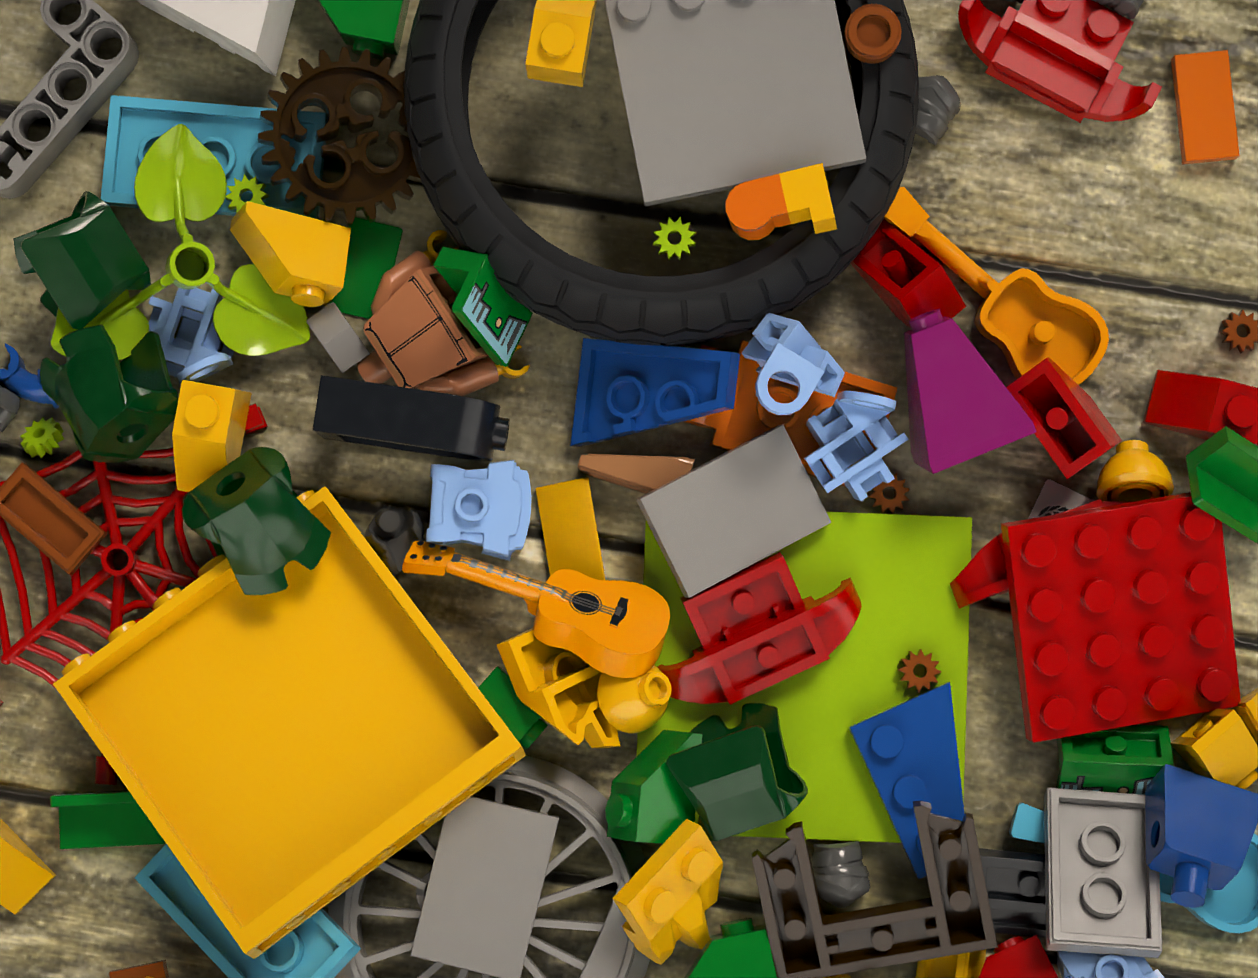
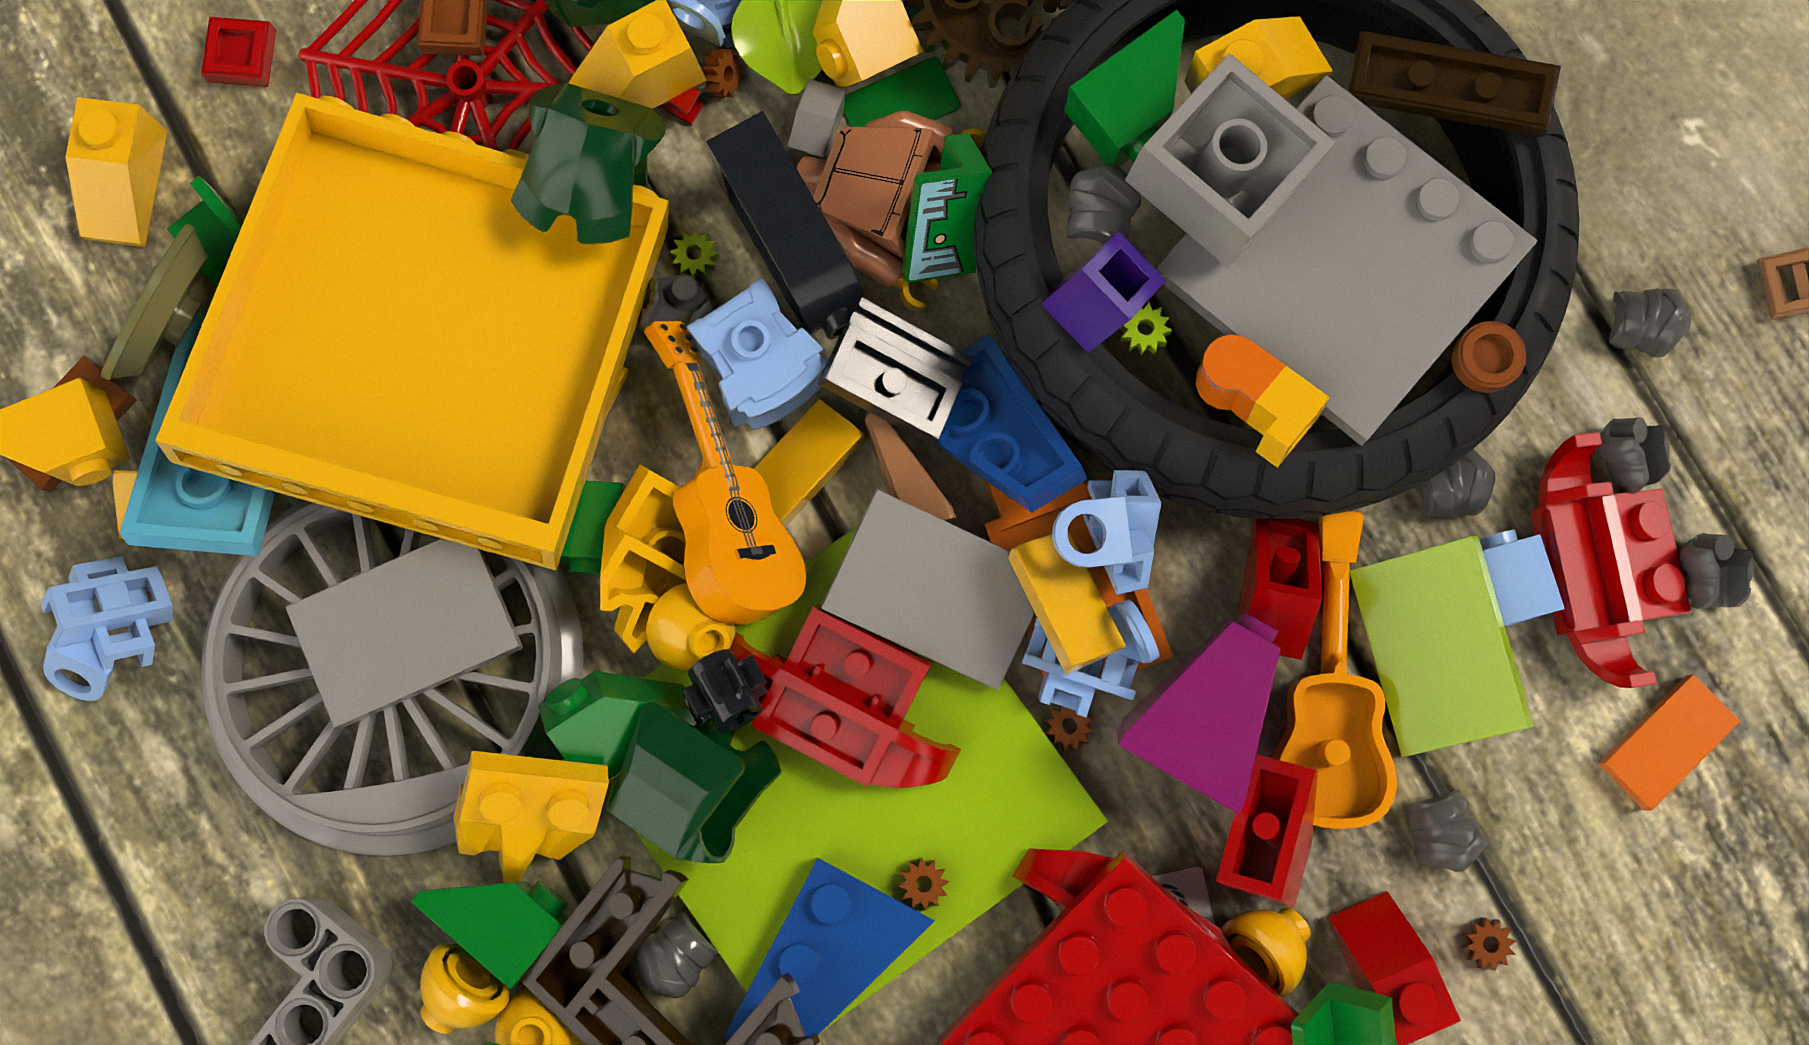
camera: 50 degrees right, 5 degrees down
(126, 892) = (162, 309): none -> olive piece
(251, 377) = (722, 73): none -> dark orange piece
(355, 490) = (694, 243): none -> lime piece
(516, 125) = (1129, 93): none -> green slope
(566, 423) = (895, 371): none -> plate
(574, 204) = (1101, 203): none -> dark grey arm
(618, 102) = (1228, 160): none -> light grey slope
(637, 252) = (1103, 292): none -> dark purple brick
(697, 703) = (725, 691): none -> black gear
(813, 434) = (1065, 604): none -> yellow slope
(1021, 124) = (1521, 577): none -> light blue brick
(1029, 208) = (1441, 647): none -> lime tile
(1149, 301) = (1445, 832): none -> dark grey arm

